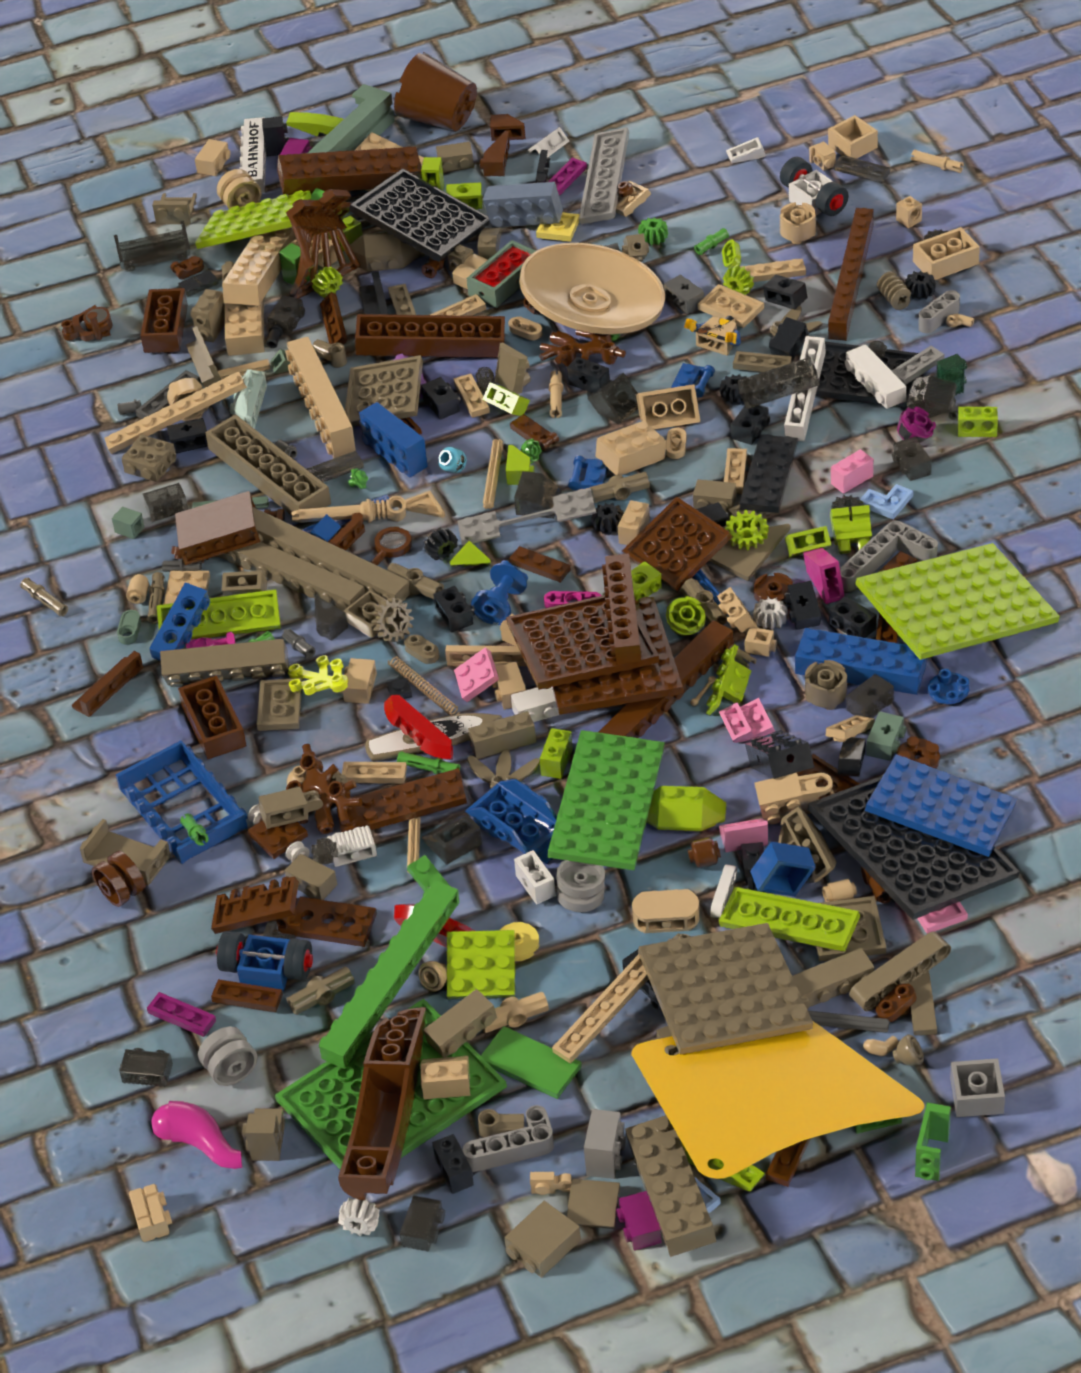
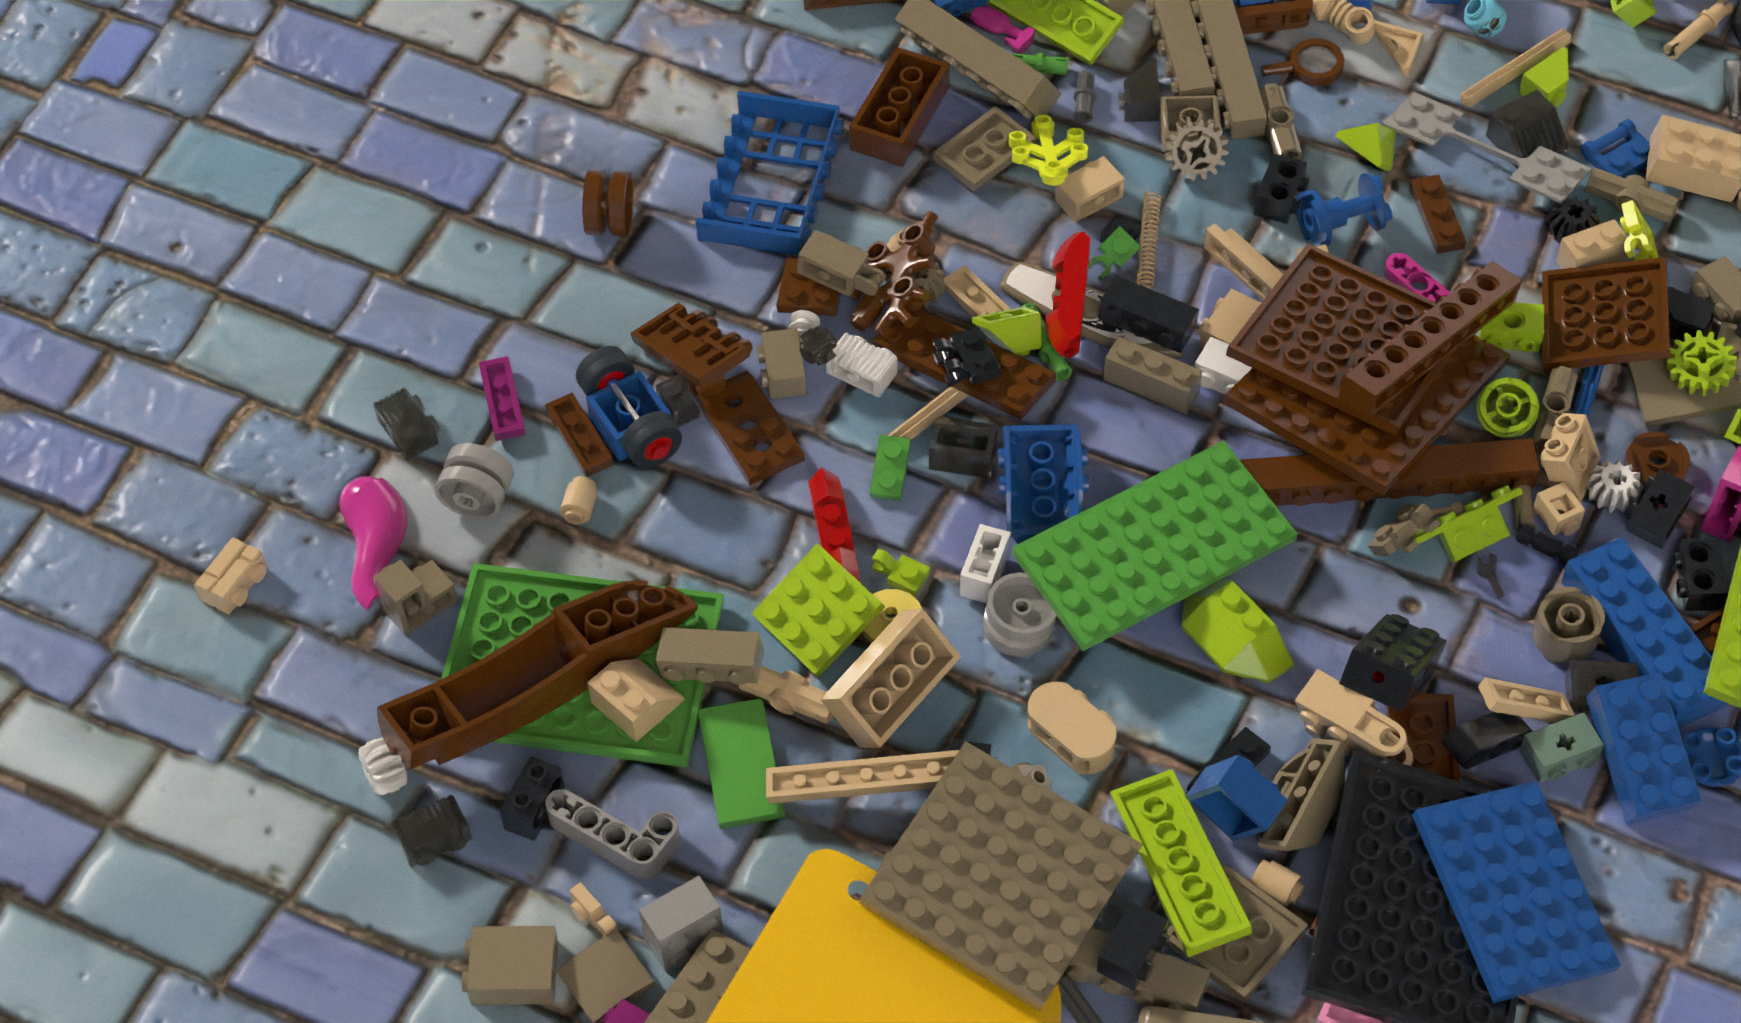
camera: 45 degrees right, 10 degrees up
(103, 843) = (659, 184): dark tan panel -> none
(194, 829) = (728, 216): bright green pin -> none
(290, 1022) = (579, 500): none -> tan brick
(320, 990) = (647, 493): dark tan piece -> none
(389, 974) = (713, 535): bright green brick -> none
(410, 767) = (1012, 329): none -> lime slope
(411, 693) = (1116, 250): none -> bright green plate
(411, 792) = (974, 356): none -> black plate
(421, 649) = (1198, 201): dark tan plate -> none
(433, 975) = (764, 577): tan brick -> none
(440, 543) = (1353, 103): black gear -> none
(467, 709) = (1148, 314): none -> black brick
(476, 674) = (1210, 282): bright pink plate -> none
(495, 917) = (902, 574): none -> lime plate
(499, 1122) = (627, 804): dark tan piece -> none
(503, 769) = (1096, 426): dark tan plant -> none
(531, 449) = (1594, 76): bright green plate -> none
(532, 430) = (1620, 54): reddish brown plate -> none
(556, 753) = (1179, 441): lime brick -> none
(559, 959) = (890, 678): none -> tan brick
(655, 502) = (1640, 236): none -> neon yellow plate
(704, 704) = (1397, 534): none -> dark tan plate
(704, 852) = (1192, 699): reddish brown head -> none
(723, 890) = (1171, 756): white beam -> none
(743, 833) = (1264, 715): bright pink slope -> none
(746, 721) = (1433, 590): bright pink slope -> none
(758, 693) = (1489, 571): none -> clear smoke hand
(771, 662) = (1546, 544): none -> black axle
(820, 964) = (1133, 946): none -> black brick
(922, 703) = (1643, 748): none -> blue brick
(922, 747) = (1587, 795): reddish brown plate -> none

